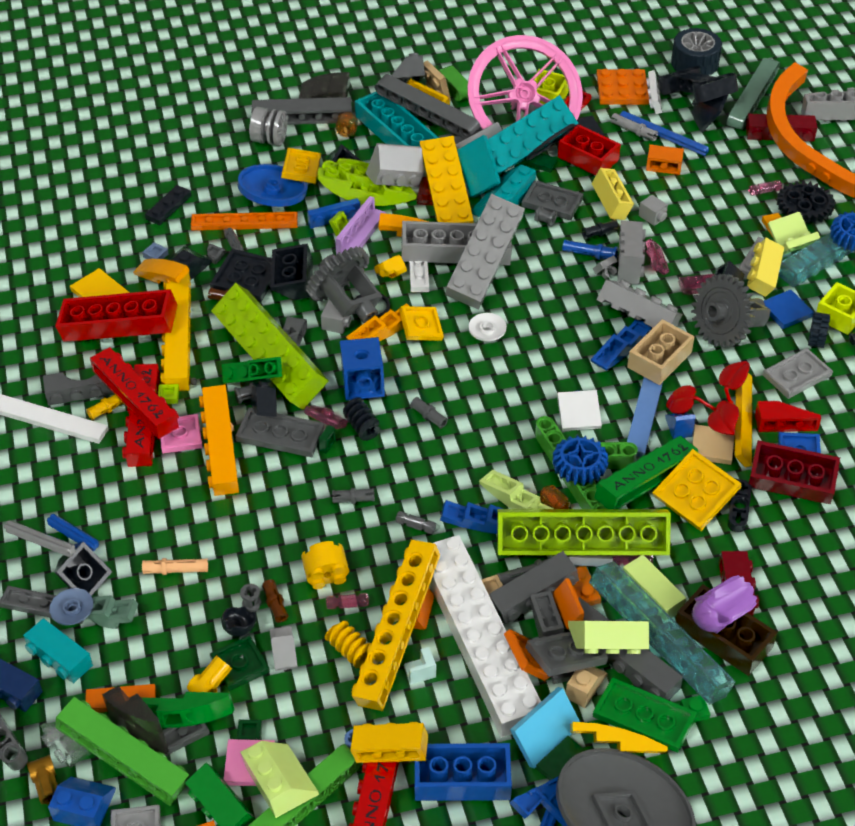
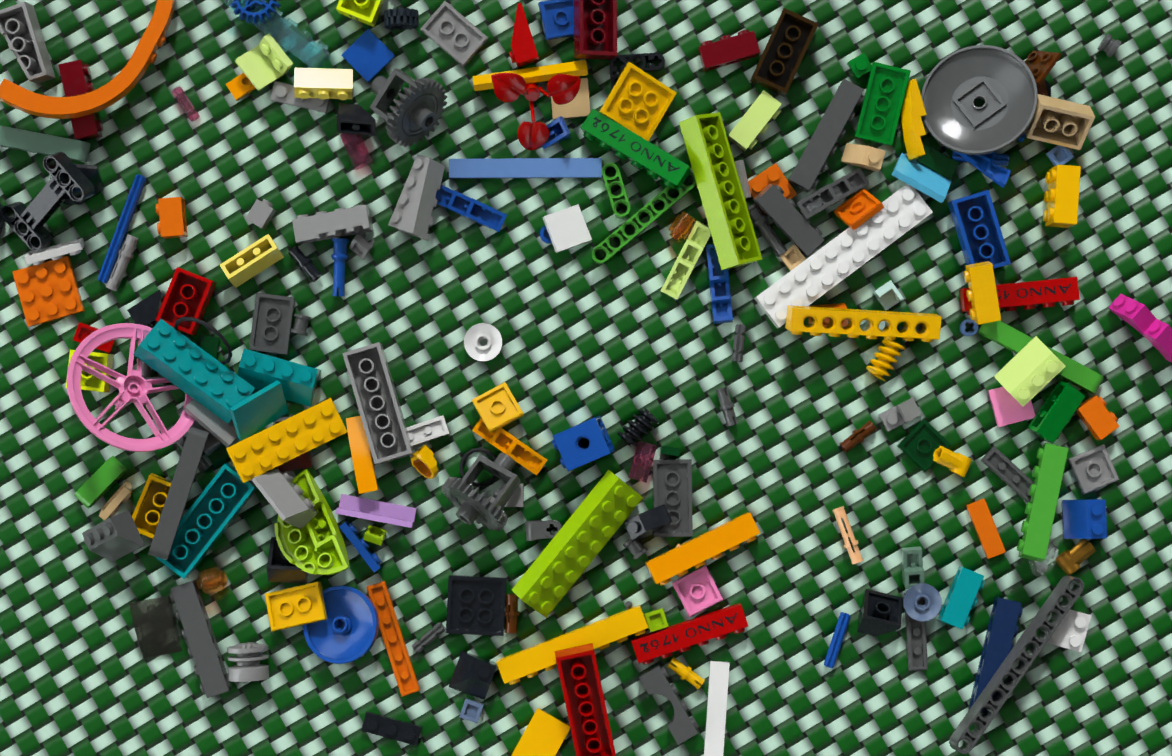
camera: 105 degrees left, 40 degrees up
(40, 538) = (863, 660): light grey axle -> none
(135, 392) = (681, 645): red brick -> none
(136, 718) = (1016, 502): clear smoke slope -> none
(161, 270) = (507, 689): light orange slope -> none
(192, 709) = (987, 462): green slope -> none
(215, 253) = (450, 651): dark grey tile -> none
(238, 621) = (890, 458): black hair -> none
(249, 729) = (984, 414): dark green tile -> none
(252, 370) = (617, 543): green slope -> none
(254, 596) = (869, 457): dark grey bush -> none
(291, 271) = (466, 558): black slope -> none
(325, 564) = (817, 403): yellow brick -> none
(347, 601) = (839, 376): clear pink axle -> none
(428, 412) = (608, 367): dark grey pin -> none
(484, 251) = (398, 365): light grey brick -> none
(559, 654) = (857, 174): dark grey plate -> none
(568, 603) = (806, 185): orange slope -> none
(580, 460) = (654, 206): blue gear -> none
(610, 636) = (832, 143): yellowish green slope -> none
(657, 257) = (332, 196): clear pink plate -> none
(660, 352) = (481, 164): tan brick -> none
(664, 633) = (801, 105): clear light blue brick -> none
(723, 604) = (787, 60): medium lavender hair -> none
(807, 199) = (214, 70): black gear -> none

